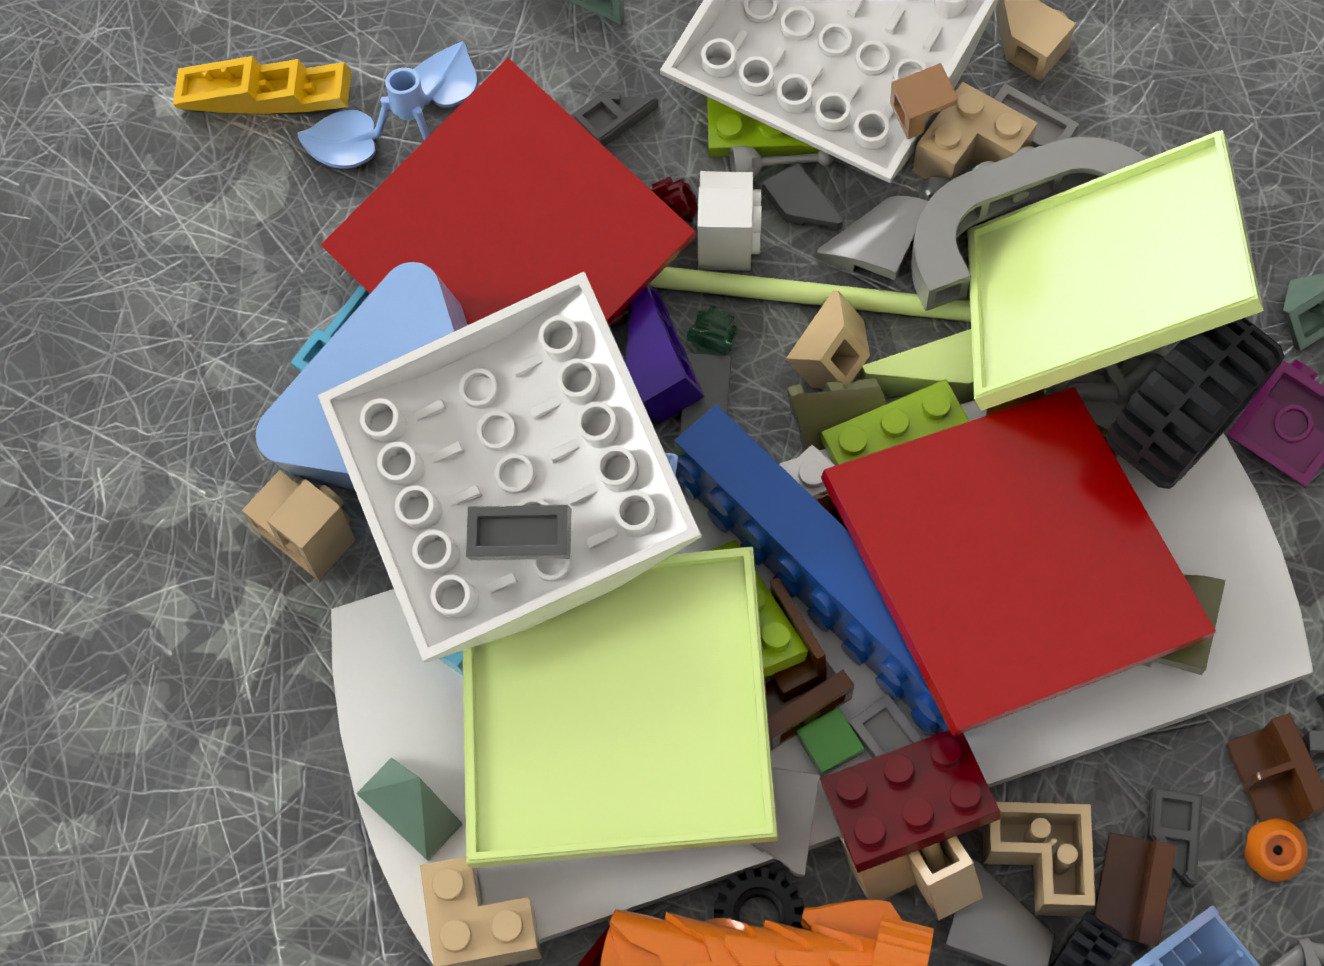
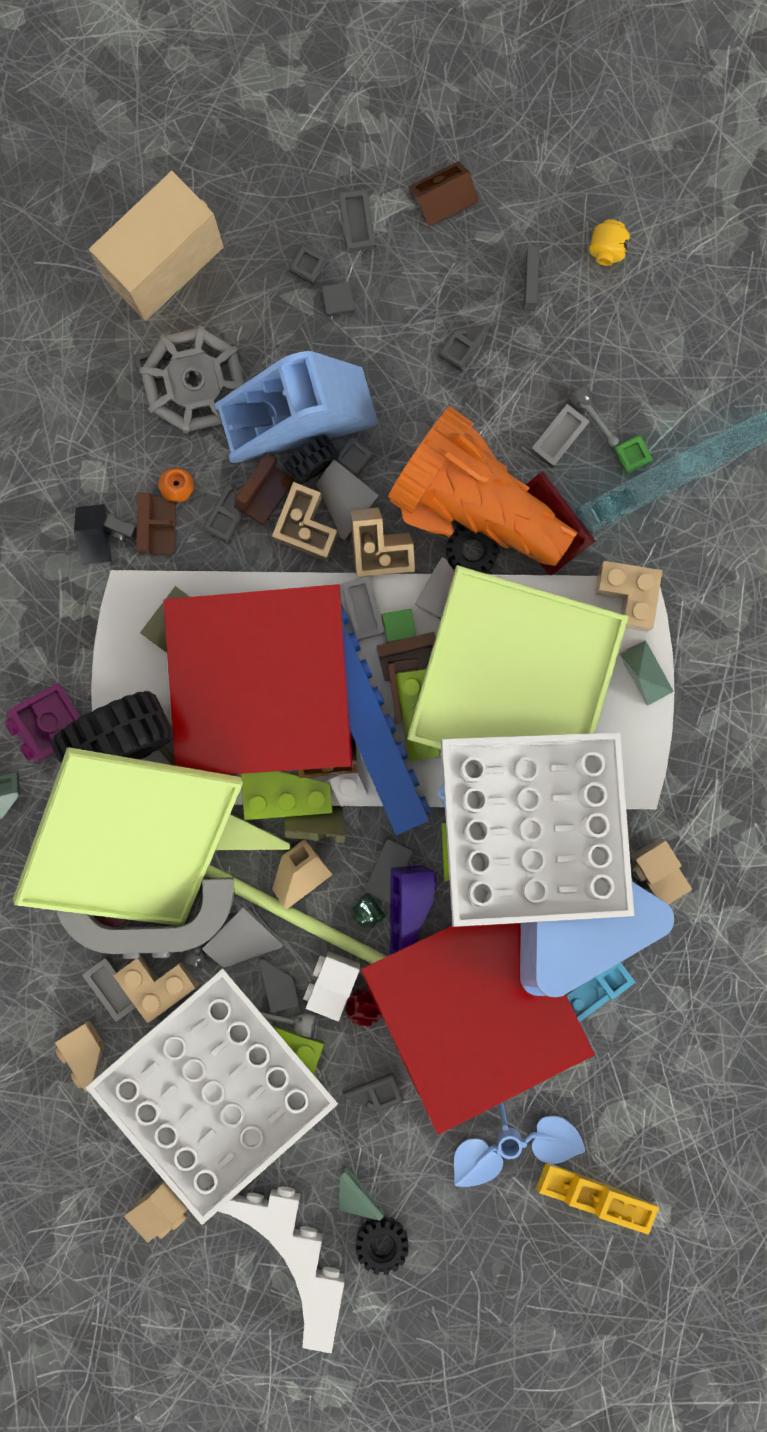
camera: 165 degrees left, 20 degrees up
(519, 532) = (544, 780): dark grey tile -> none
(909, 799) = (373, 571): dark red plate -> none
(921, 96) = (182, 1009): medium nougat panel -> none

